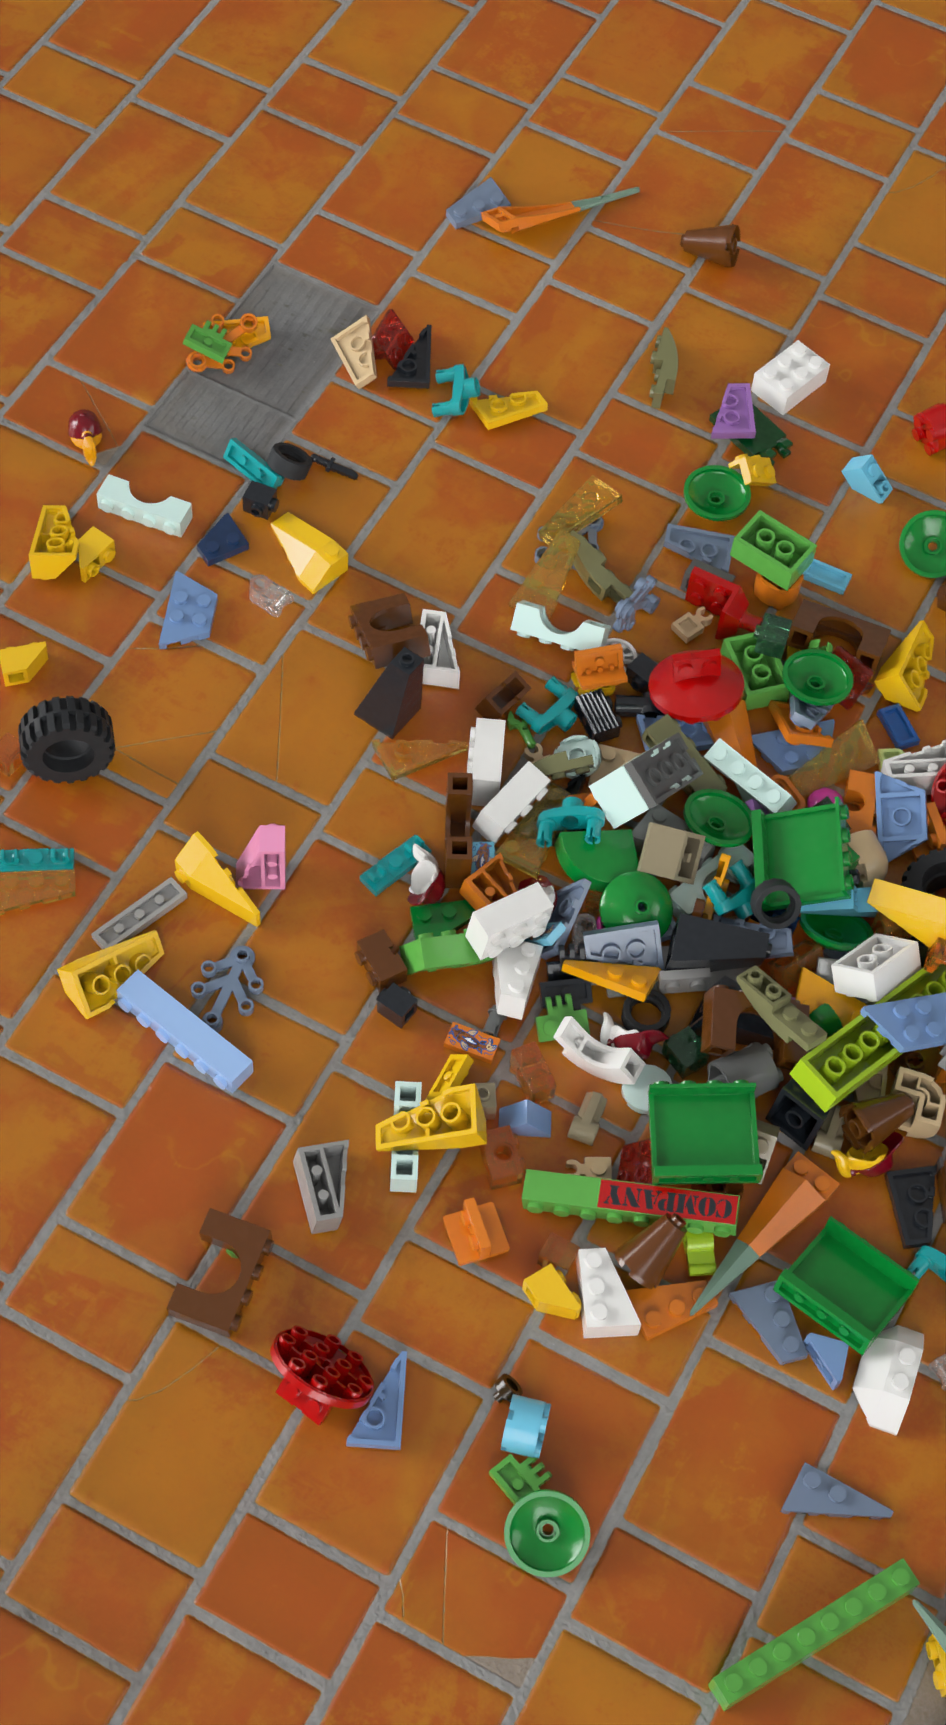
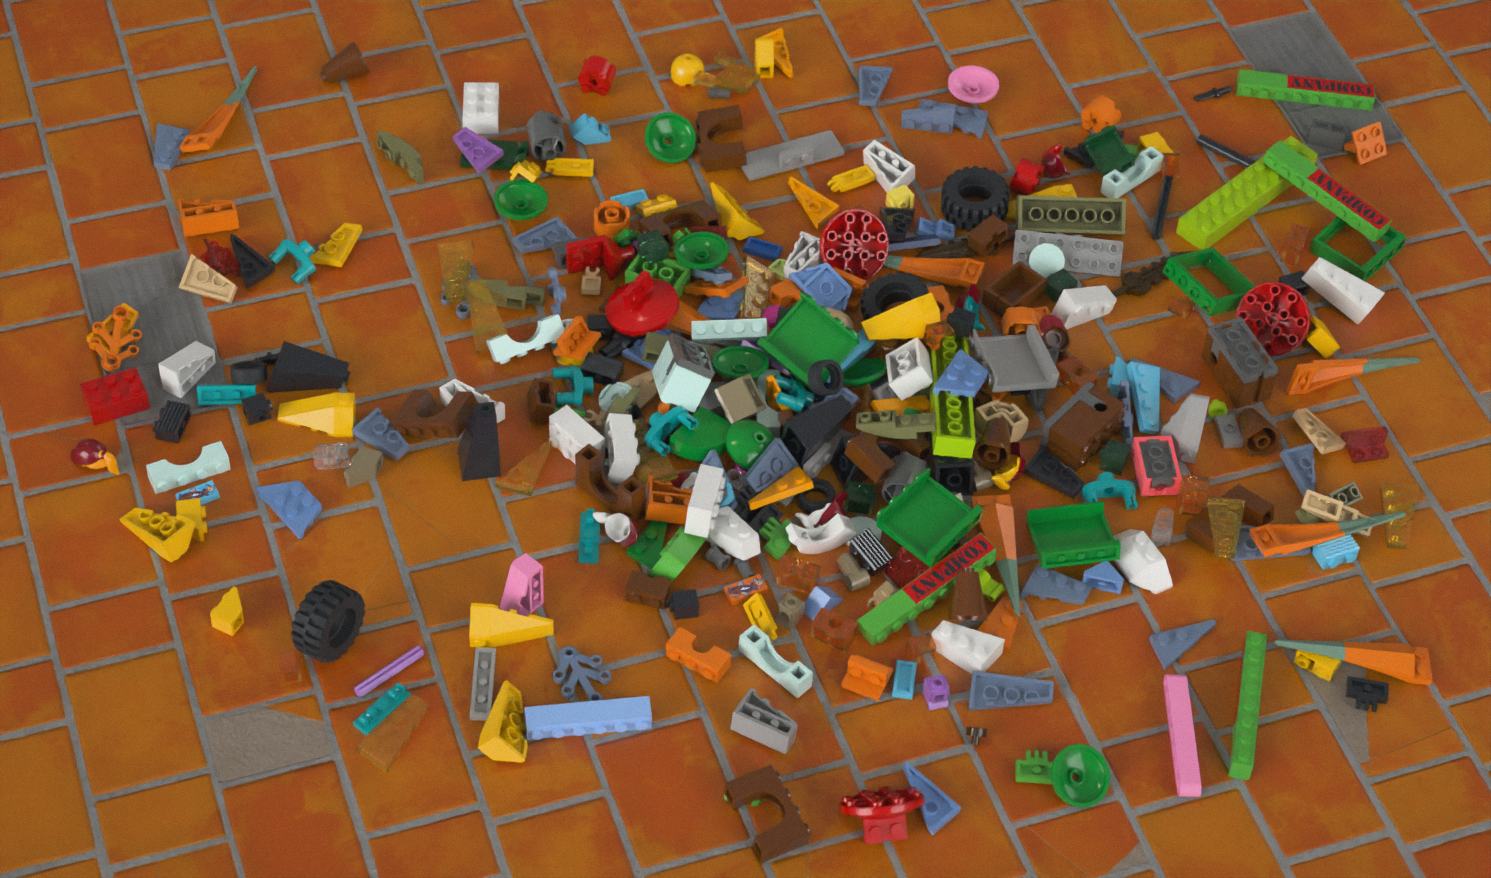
camera: 45 degrees left, 10 degrees down
(83, 832) = (389, 671): none -> medium lavender axle
(127, 537) = (206, 492): none -> tile
(163, 393) = (115, 396): none -> red brick
(181, 454) = (172, 421): none -> black brick
(208, 341) = (110, 342): bright green hinge -> none
(222, 541) = (261, 450): dark blue wing -> none
(247, 414) = (185, 368): none -> white wedge
(282, 628) = (364, 466): none -> dark tan slope
(332, 612) = (380, 434): none -> sand blue wing
(337, 497) = (306, 370): none -> black slope
(351, 1084) = (710, 664): none -> orange arch
(425, 293) = (207, 217): none -> orange wedge
(444, 1122) = (789, 634): yellow wedge -> none
(481, 989) = (718, 558): none -> dark grey bush
(510, 1269) = (904, 679): none -> medium azure tile
(519, 1311) = (936, 692): none -> medium lavender window
(525, 1426) = (1009, 738): medium azure brick -> none
(550, 1294) = (936, 665): yellow slope -> none
(586, 1374) = (1005, 691): none -> sand blue wing
(625, 1114) = (870, 552): none -> black brick
(707, 1596) = (1182, 735): none -> bright pink beam
(761, 608) = (626, 237): none -> green wing
(773, 550) = (599, 201): bright green brick -> none
(808, 499) = (570, 167): none -> yellow hinge
(814, 450) = (546, 136): none -> dark grey cylinder
(842, 601) = (651, 207): none -> yellow bracket

